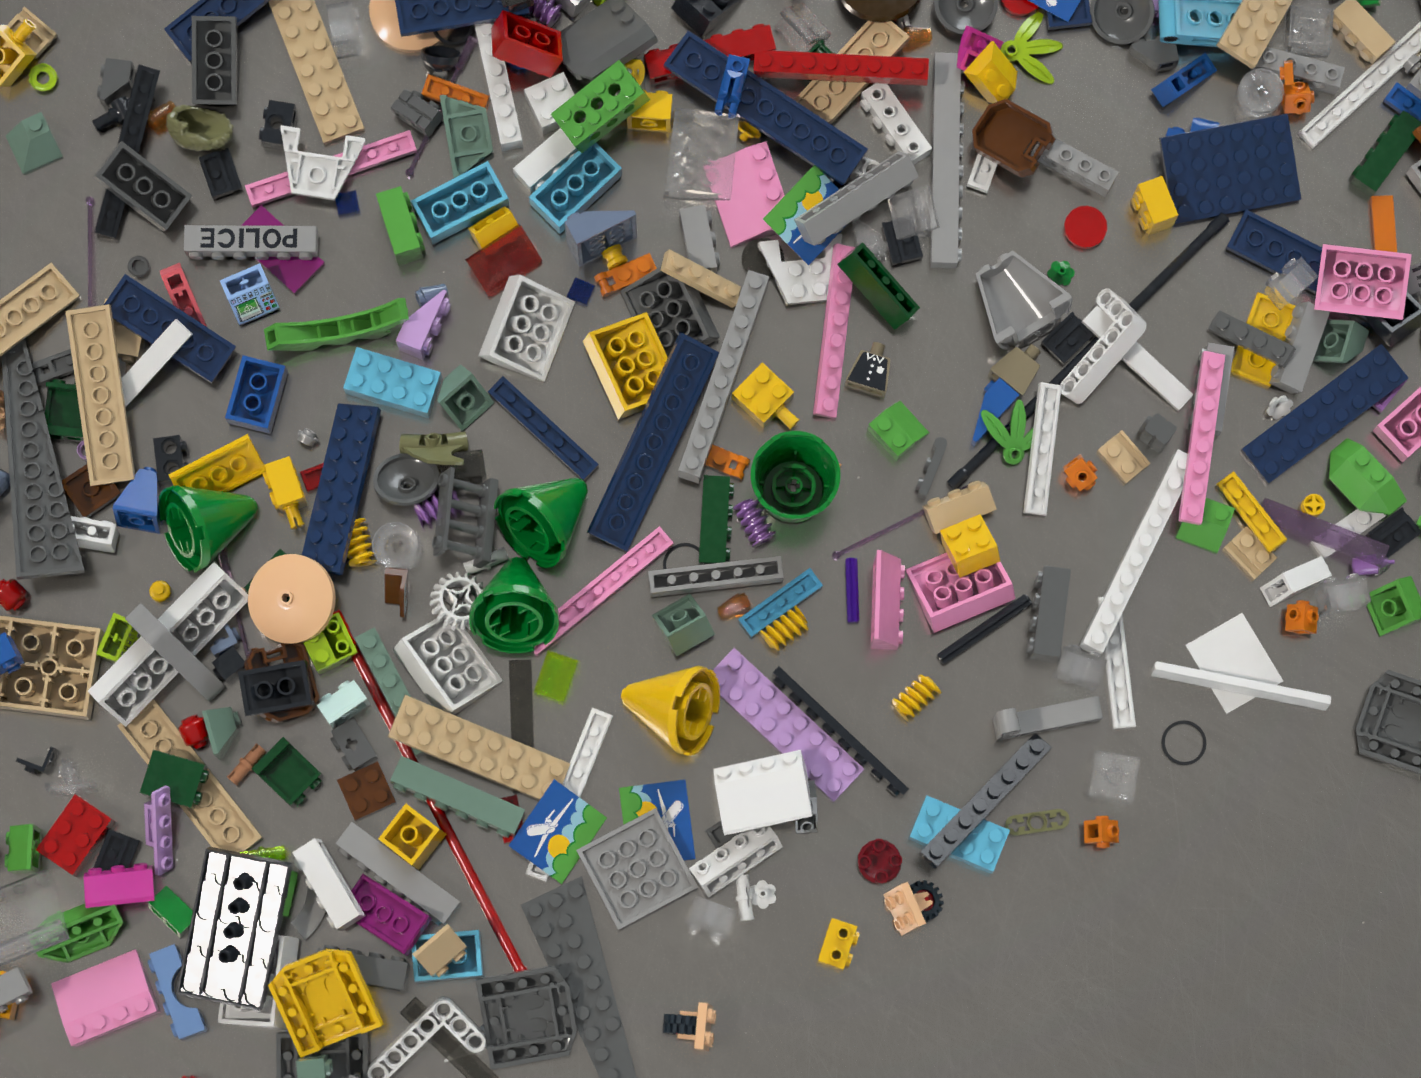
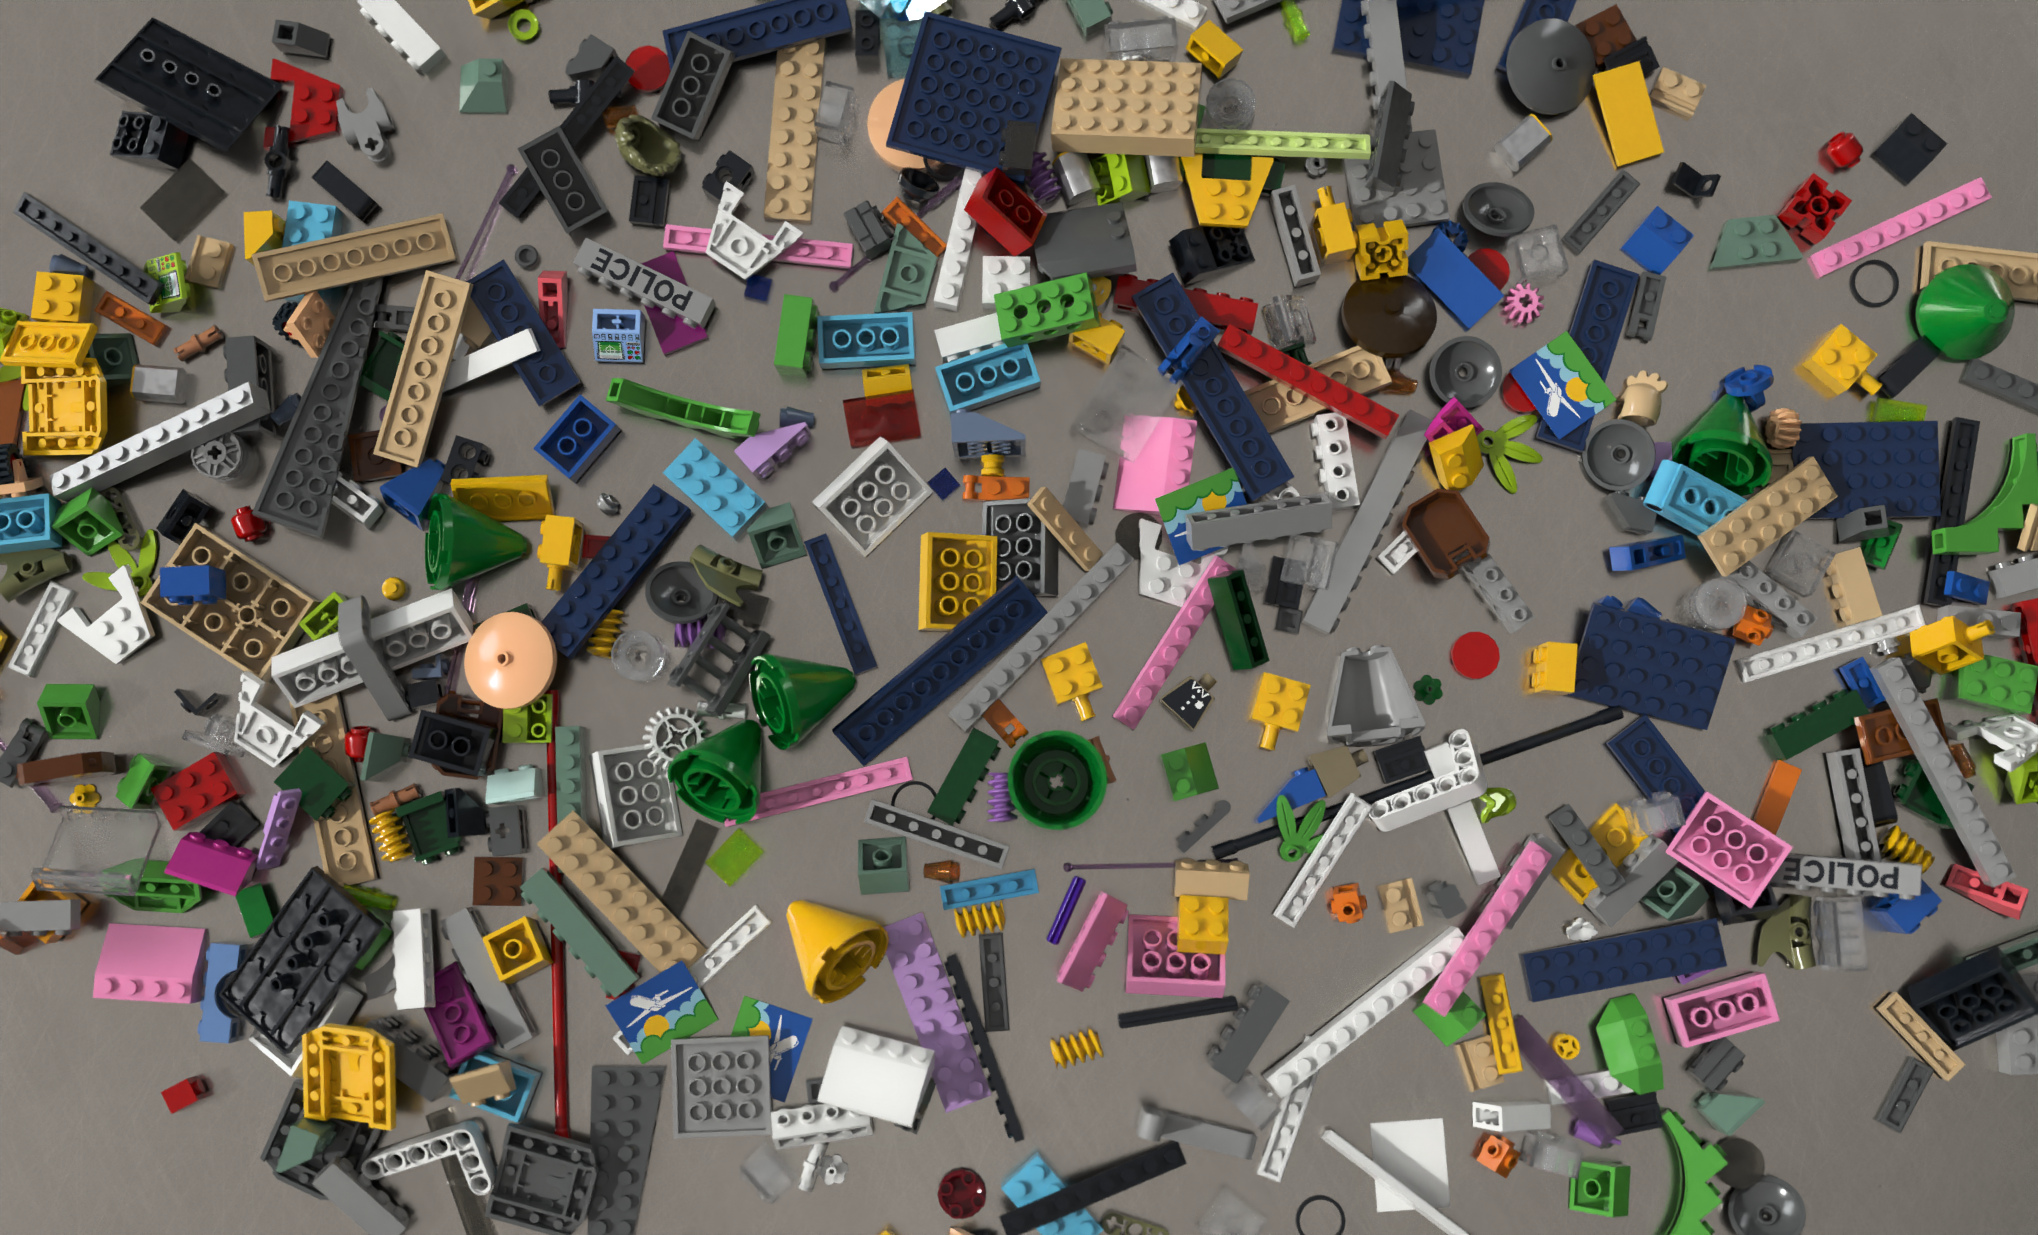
camera: 30 degrees right, 5 degrees up
(108, 759) = (265, 732): none -> white wing
(170, 62) = (650, 69): none -> red tile
(257, 796) = (390, 837): none -> yellow piece
(311, 747) = (463, 815): none -> black slope
(396, 588) = (620, 697): reddish brown panel -> none
(821, 676) = (994, 982): none -> dark grey tile
(919, 270) = (1288, 620): none -> dark grey tile
(945, 341) = (1278, 706): none -> yellow brick
(1163, 337) = (1499, 803): none -> lime piece
(1286, 72) = (1755, 597): orange plate -> none

